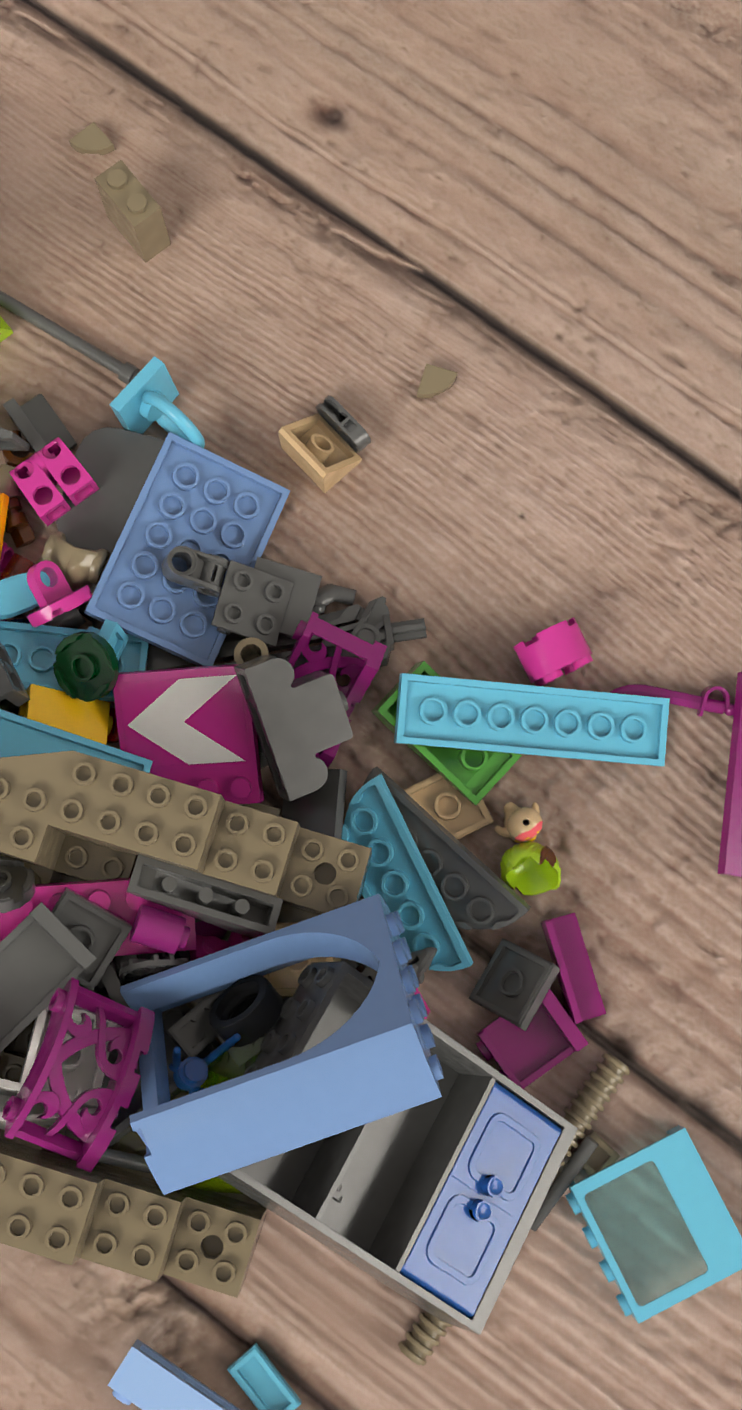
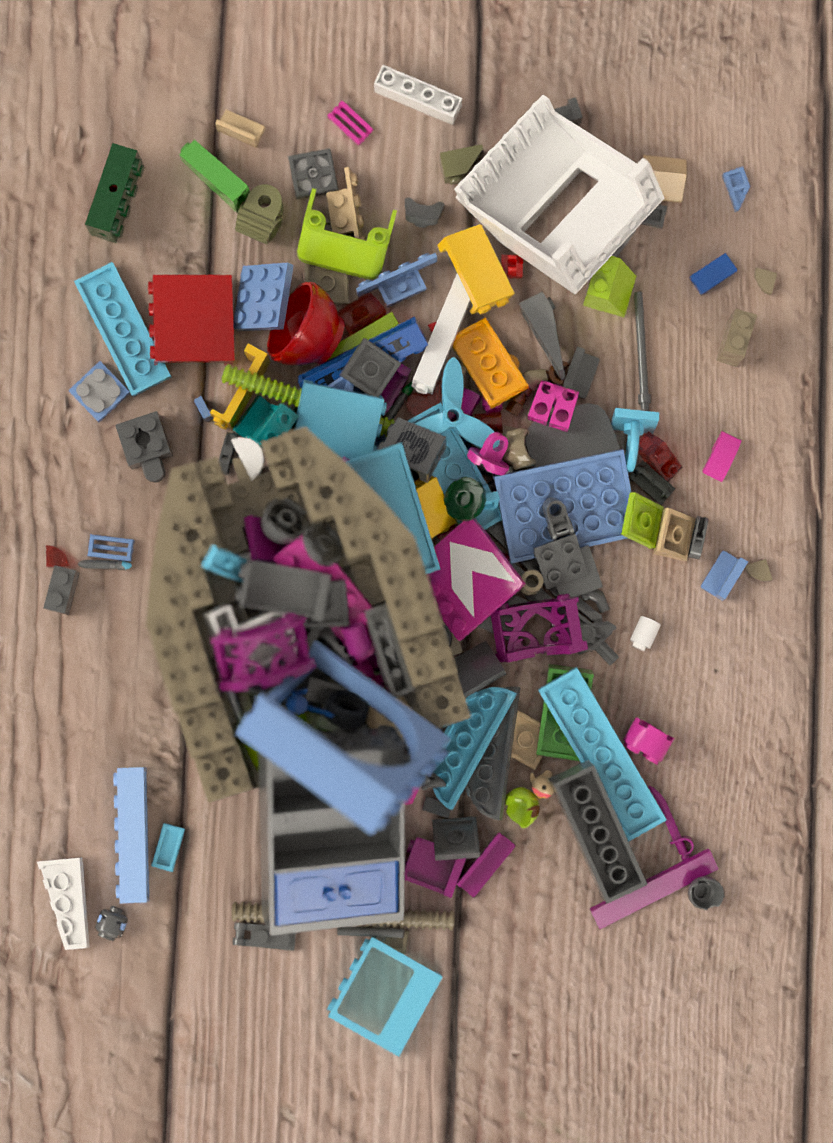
camera: 55 degrees right, 5 degrees up
(39, 195) = (713, 274): none -> blue tile
(211, 402) = (658, 456): none -> clear red slope
(237, 434) = (652, 482): none -> pearl dark grey hinge
(265, 329) = (722, 456): none -> dark pink slope
(274, 473) = (642, 520): none -> lime tile
(294, 721) = (512, 629): dark grey brick -> none
(412, 426) = (723, 575): none -> medium blue panel
(416, 567) = (644, 633): none -> white brick
(455, 982) = (436, 807): none -> dark grey piece
(469, 1344) = (261, 938): none -> dark grey plate
(628, 792) = (598, 831): none -> dark grey brick

